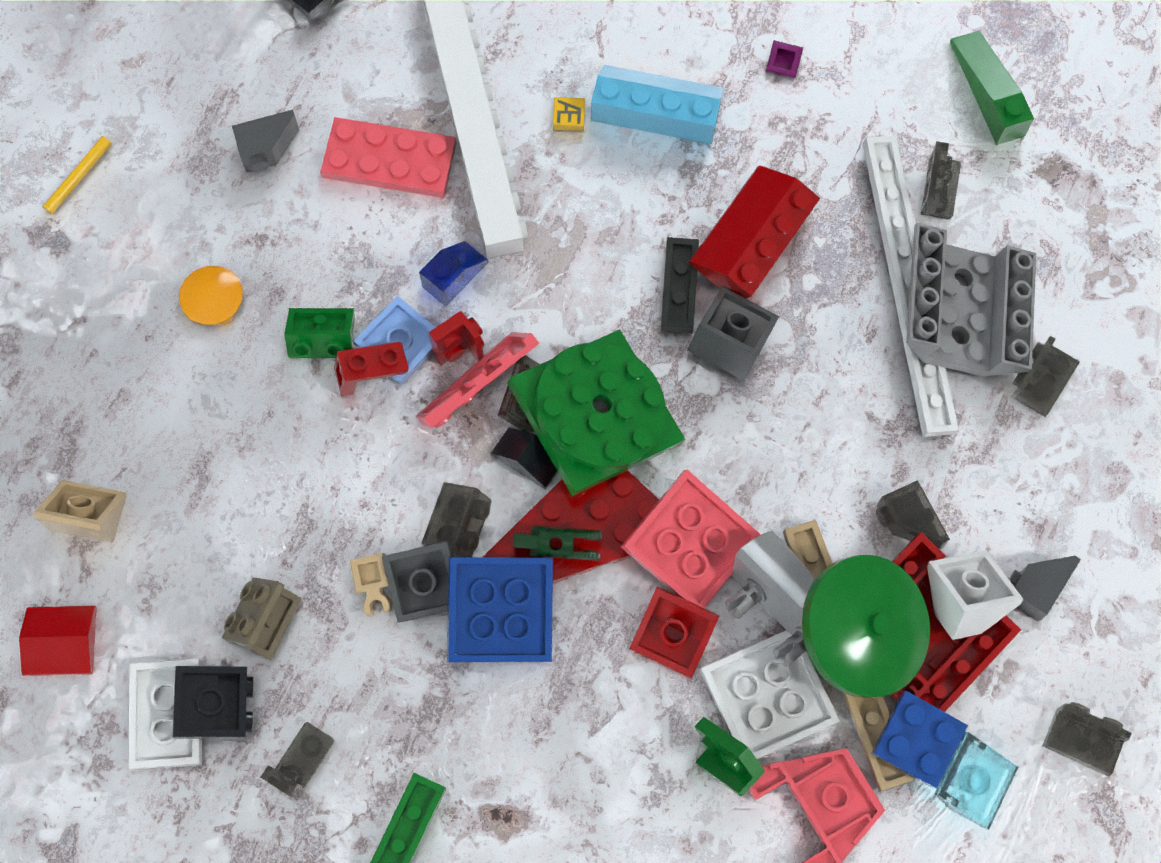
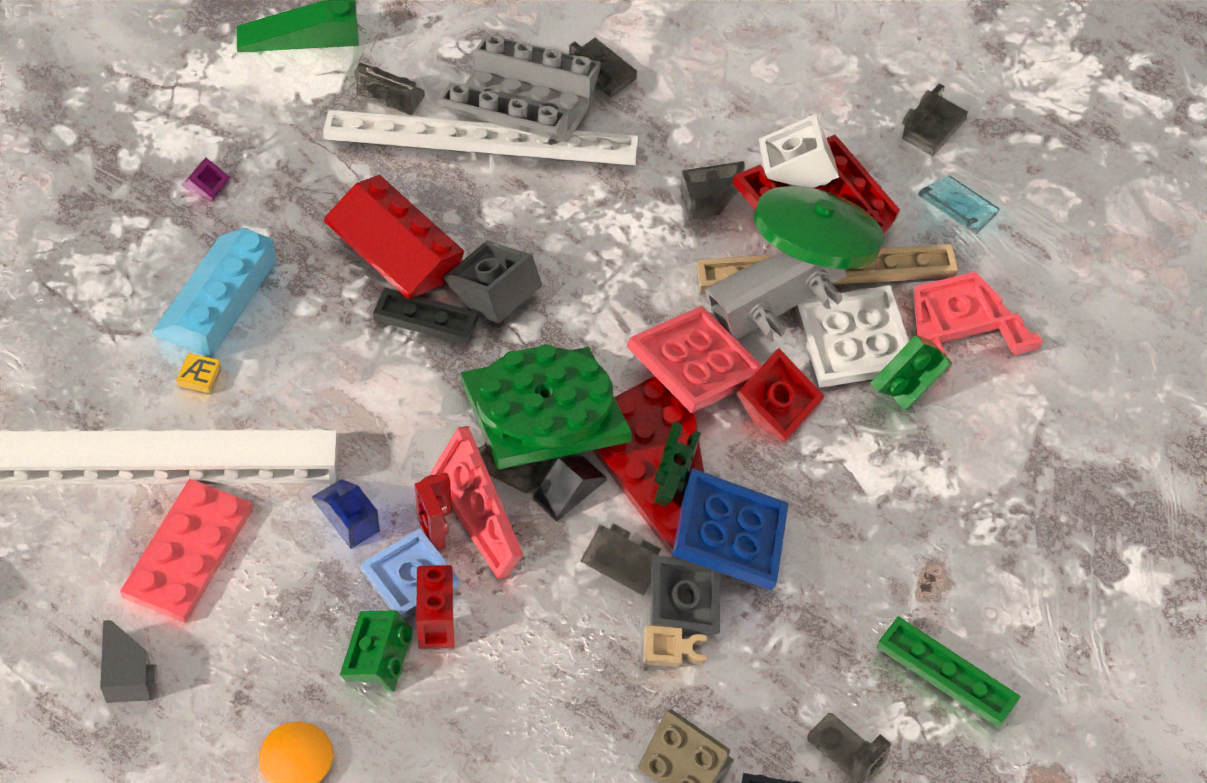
camera: 80 degrees left, 15 degrees down
(919, 739) = (920, 227): blue plate -> none
(1042, 584) = (794, 105): dark grey slope -> none

